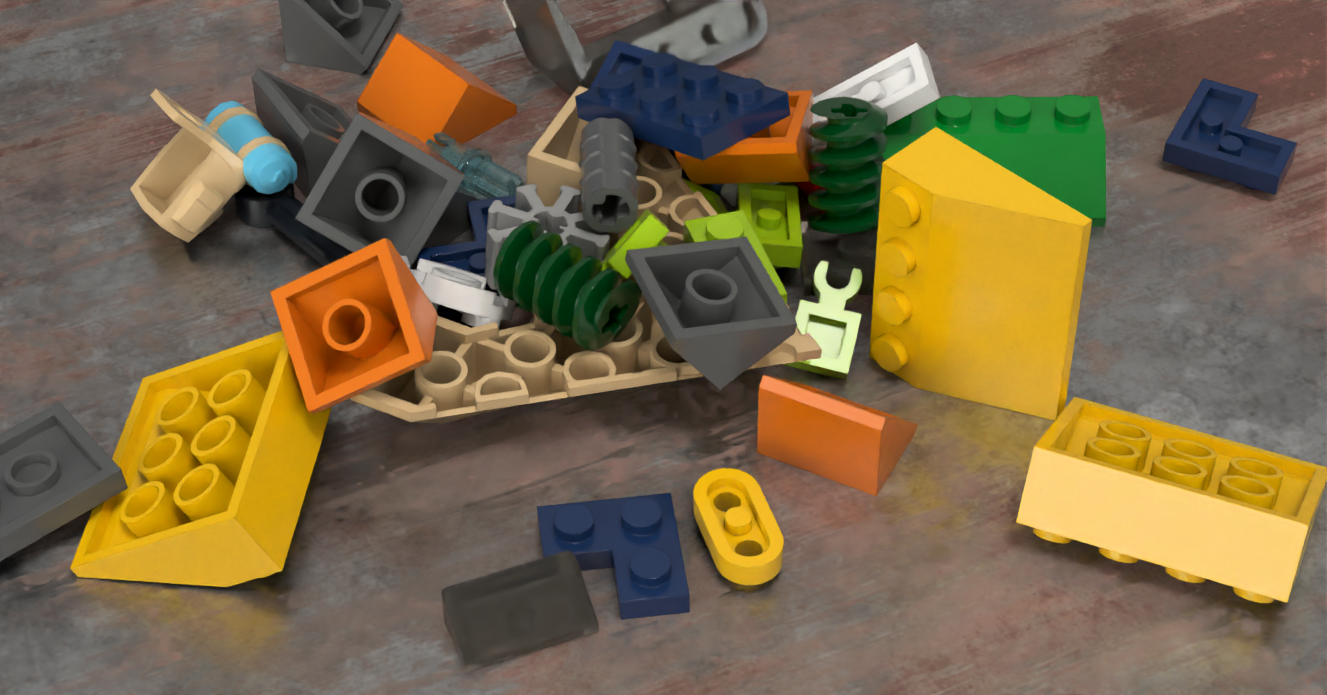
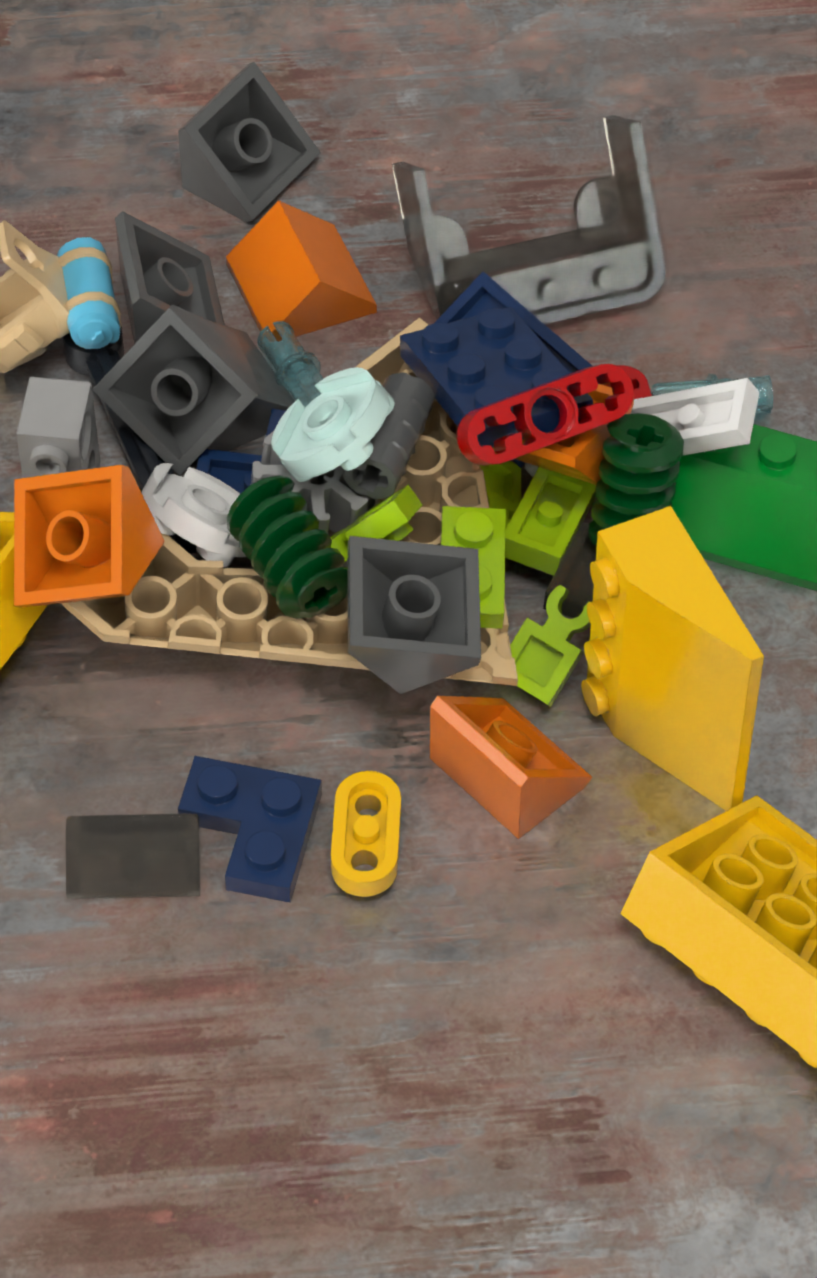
camera: 20 degrees right, 10 degrees up
(276, 253) = (57, 428): none -> light grey brick
(561, 171) = (333, 426): none -> light aqua plate
(734, 111) = (591, 415): none -> red beam

